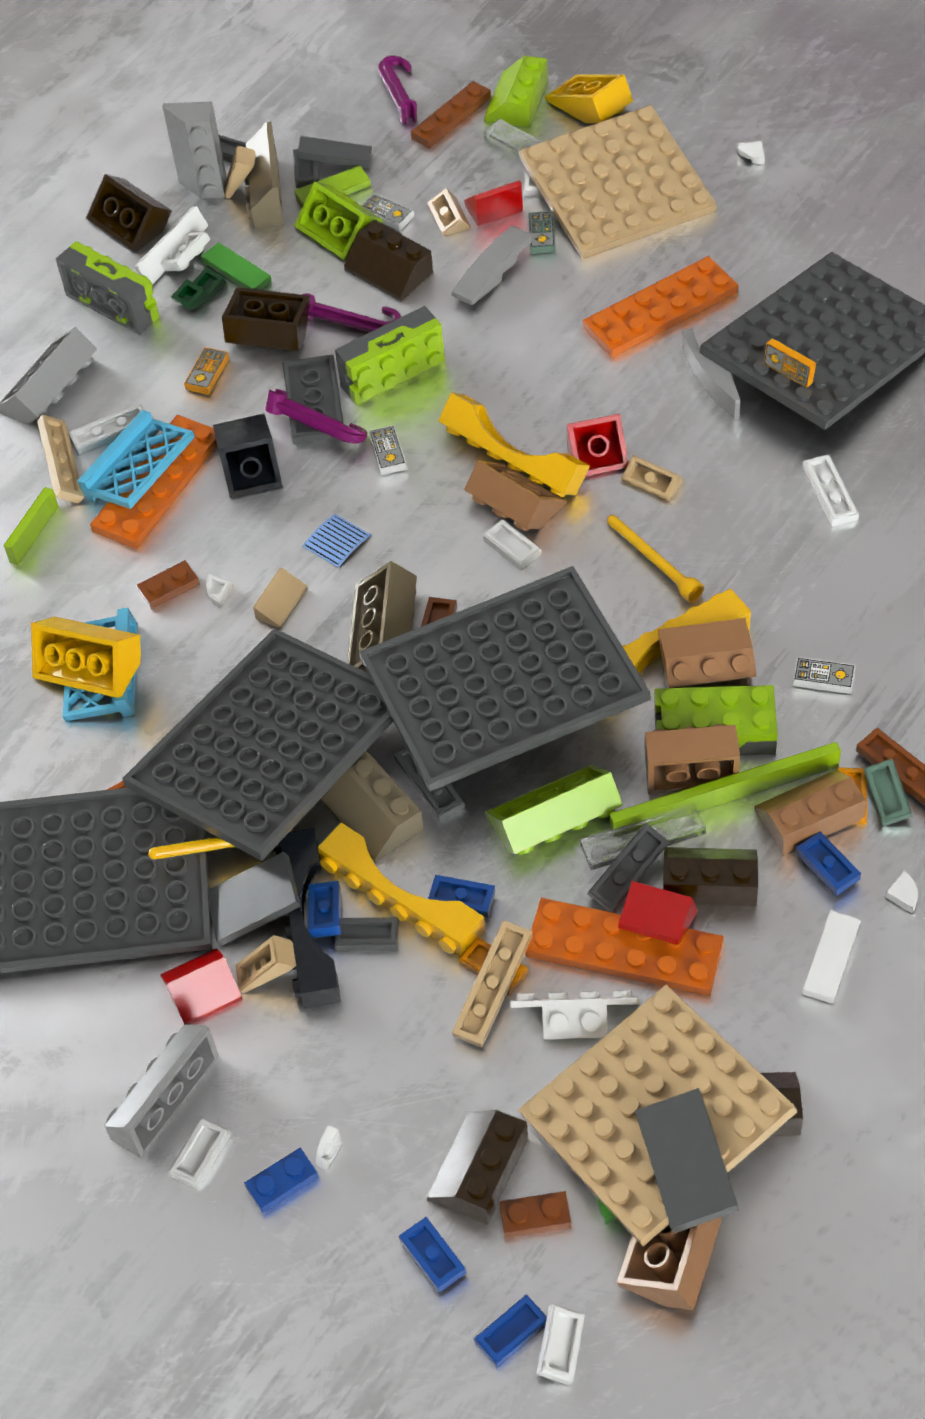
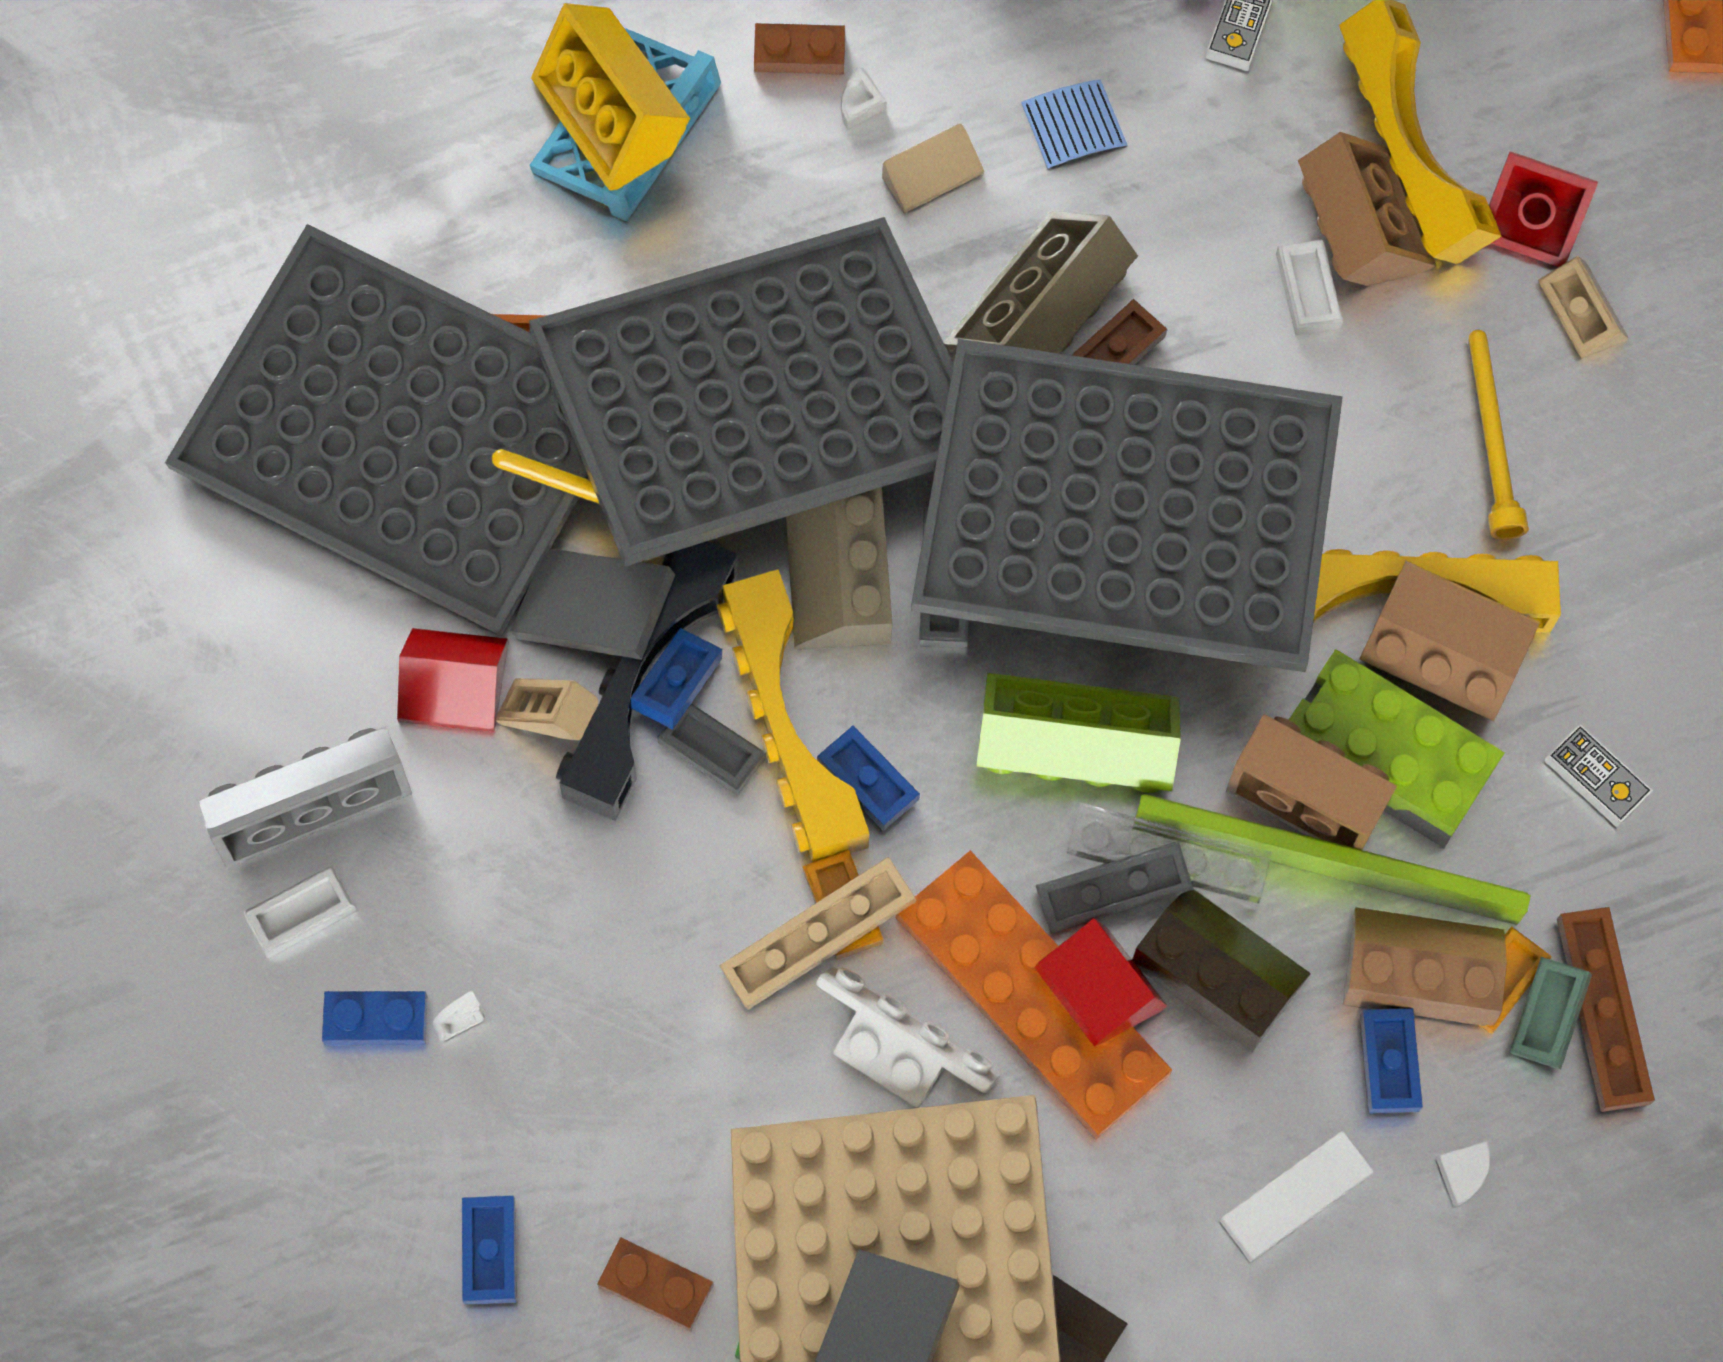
camera: 25 degrees right, 15 degrees up
(480, 1164) = (630, 1169): dark brown slope -> none

